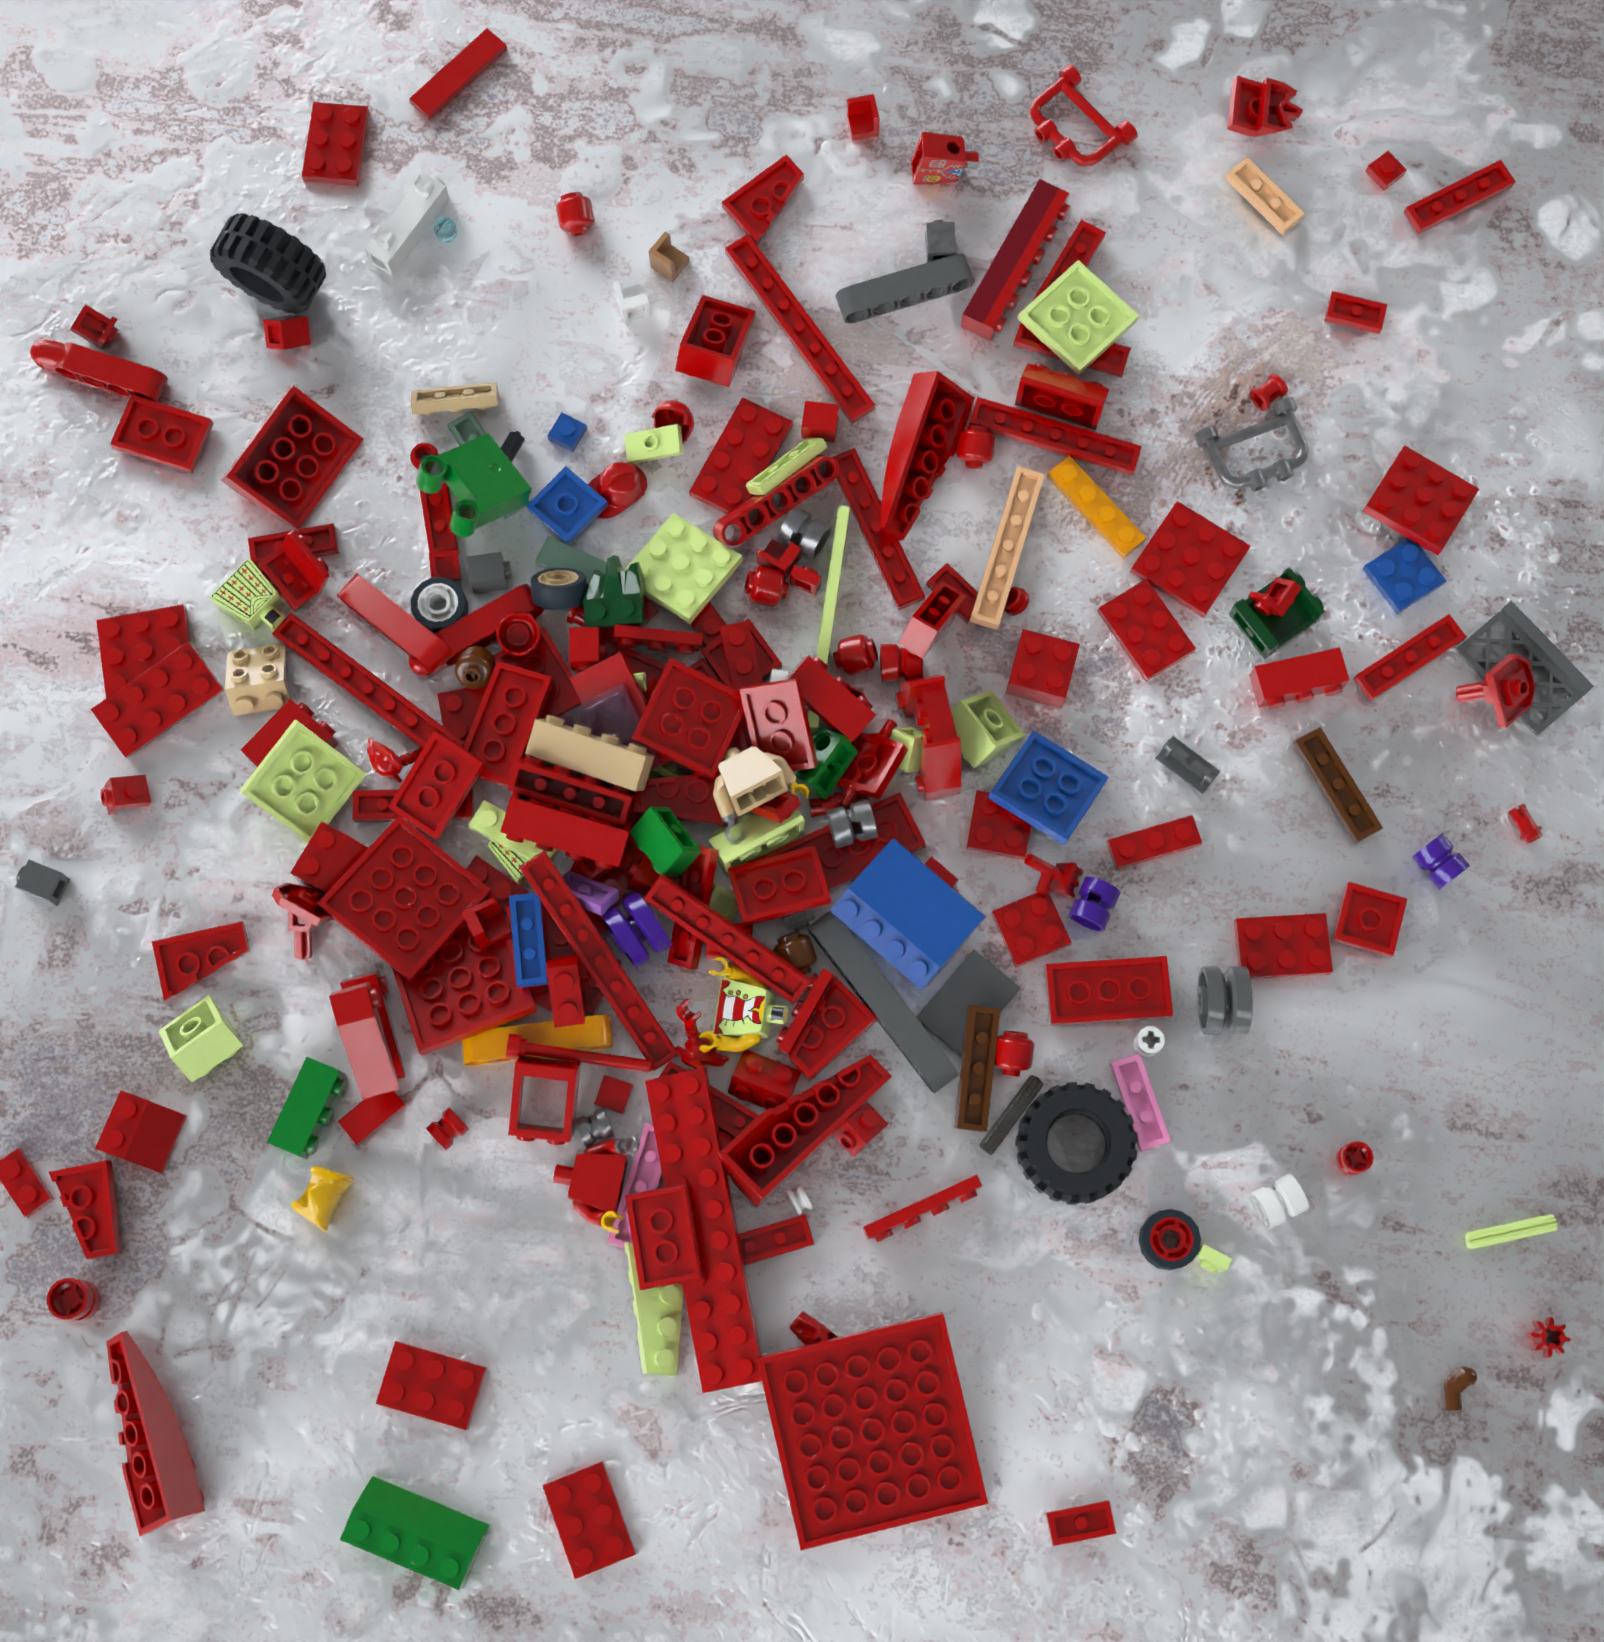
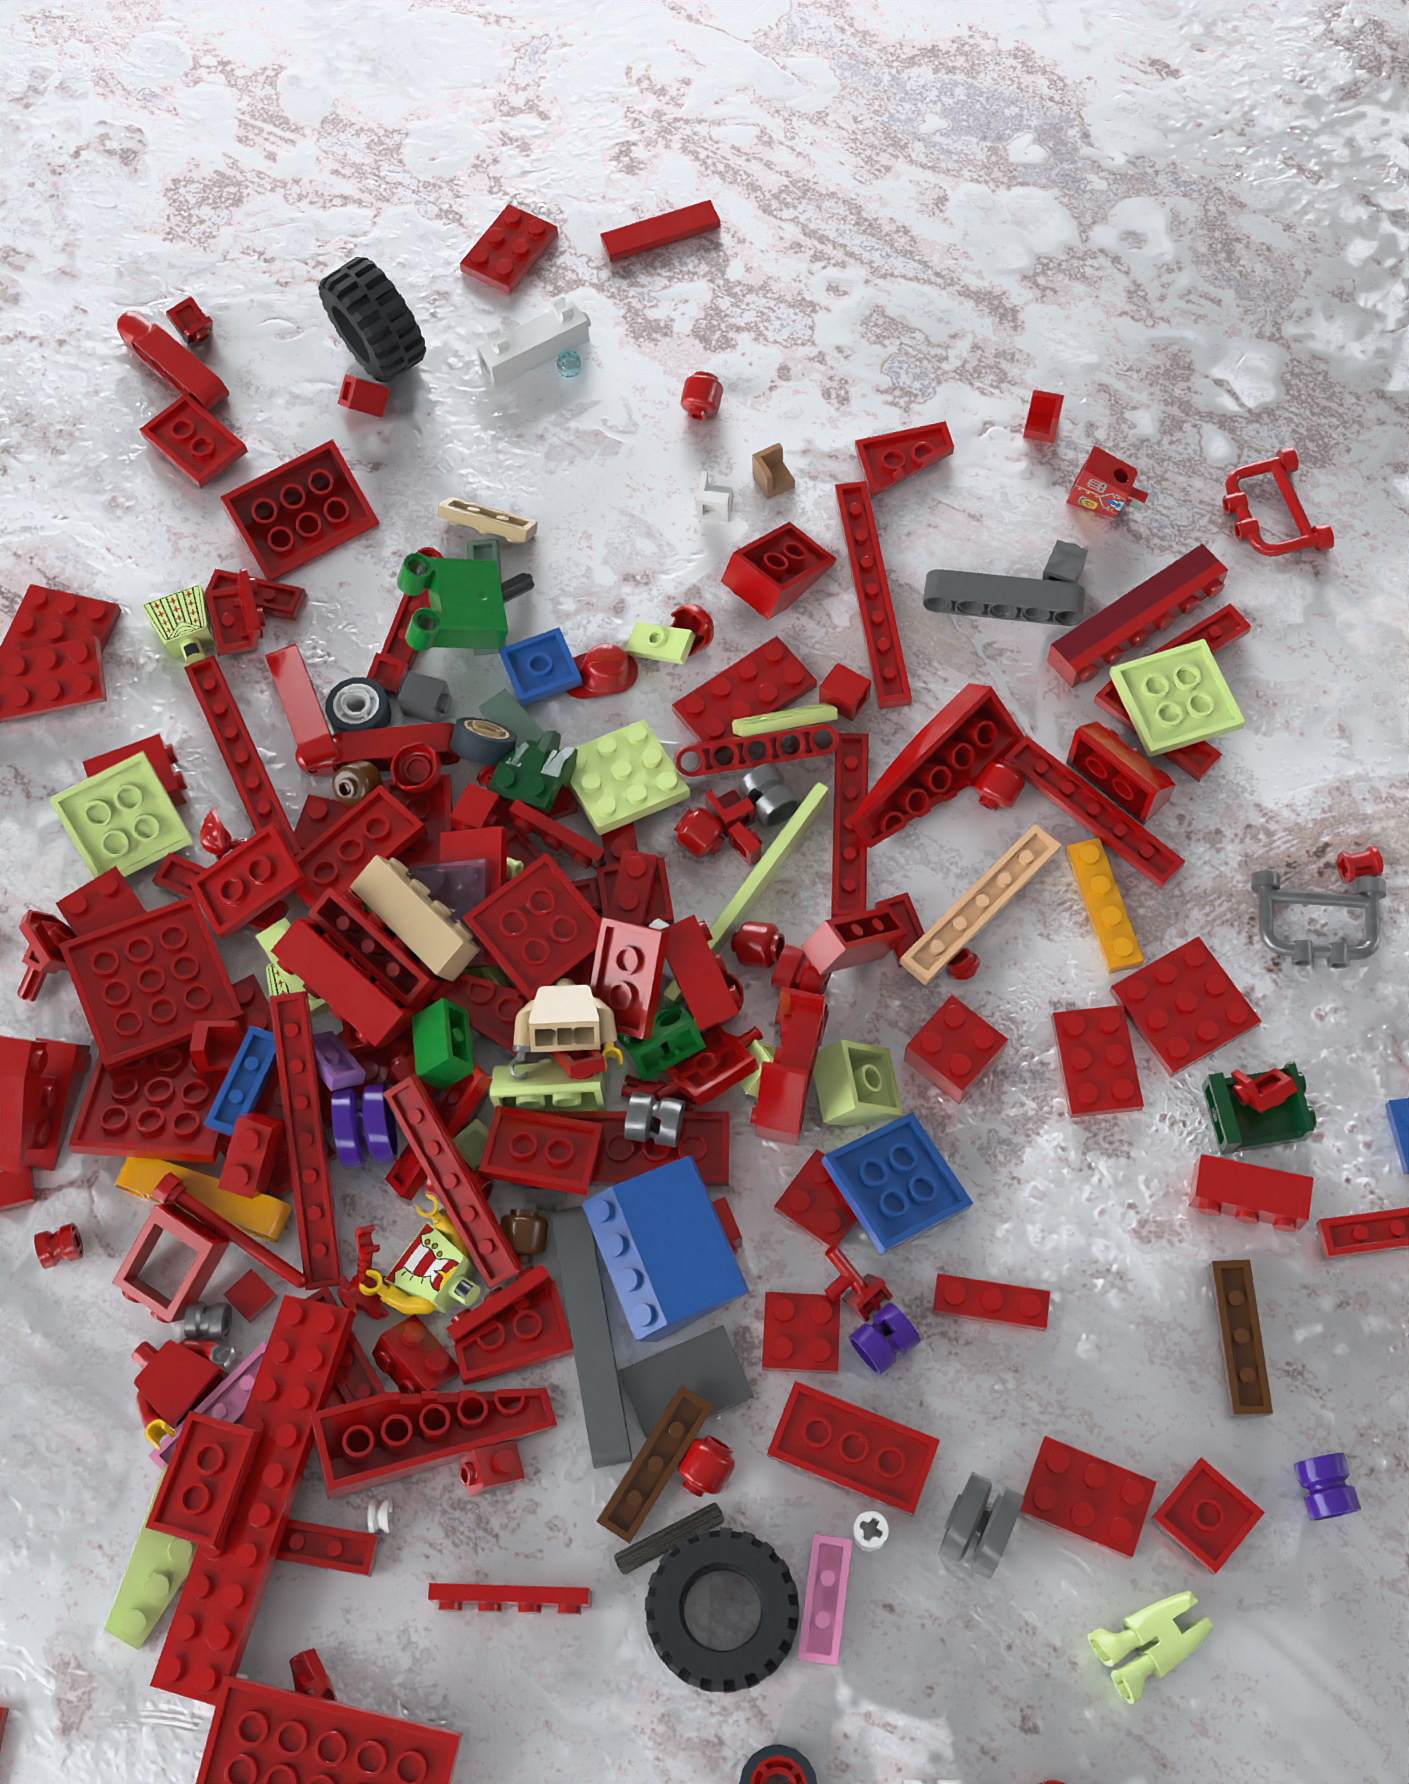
camera: 30 degrees right, 10 degrees down
(256, 679) = (141, 702): tan bracket -> none
(567, 432) = (581, 597): blue plate -> none
(1187, 764) = (1072, 1231): dark grey hinge -> none
(1373, 1019) = (1156, 1640): none -> yellowish green piece

